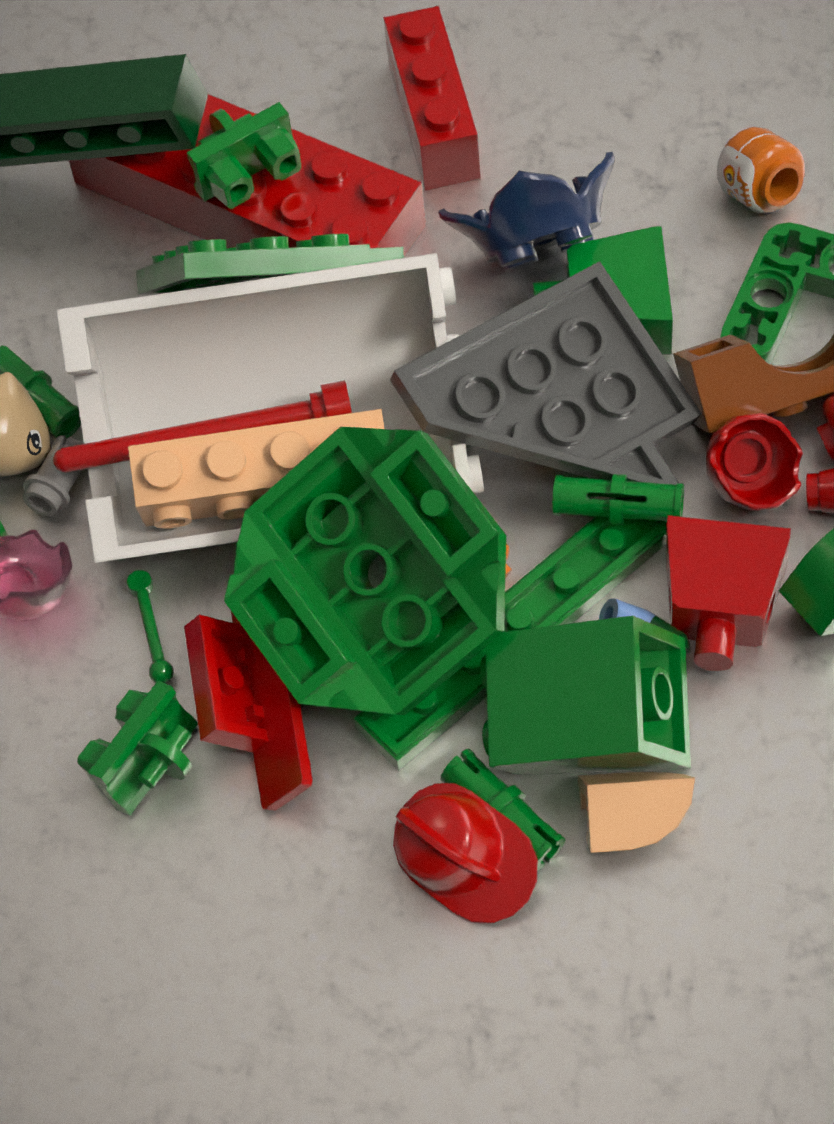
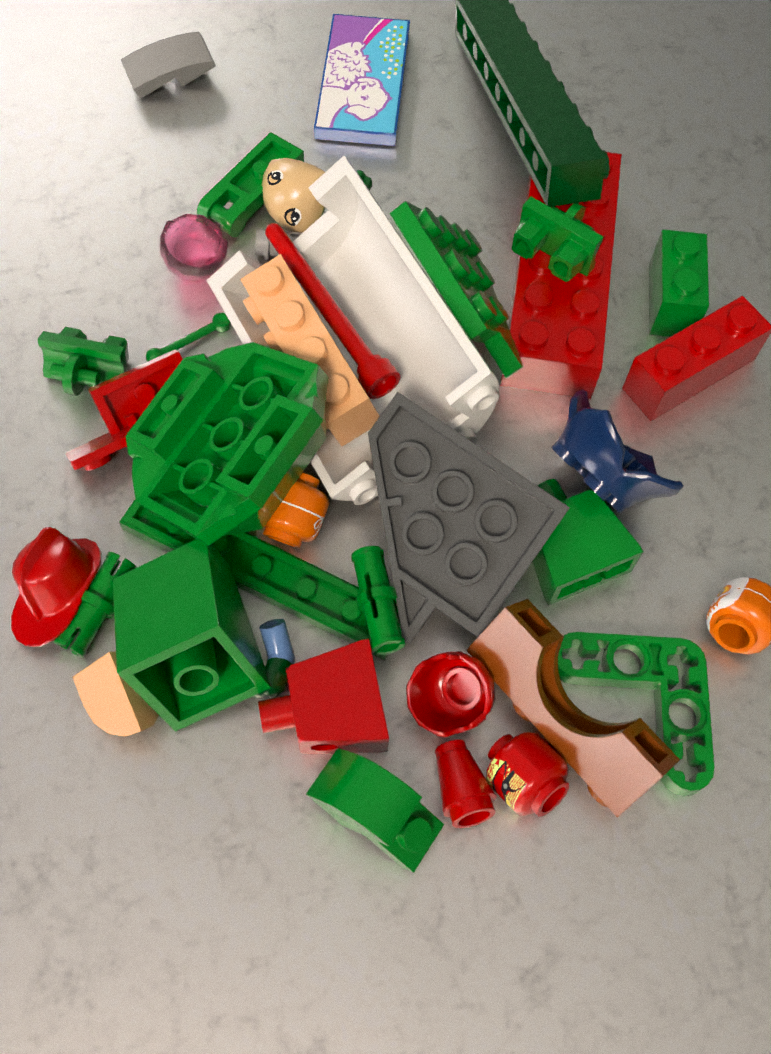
camera: 60 degrees right, 5 degrees up
(323, 78) = (678, 282): none -> green brick

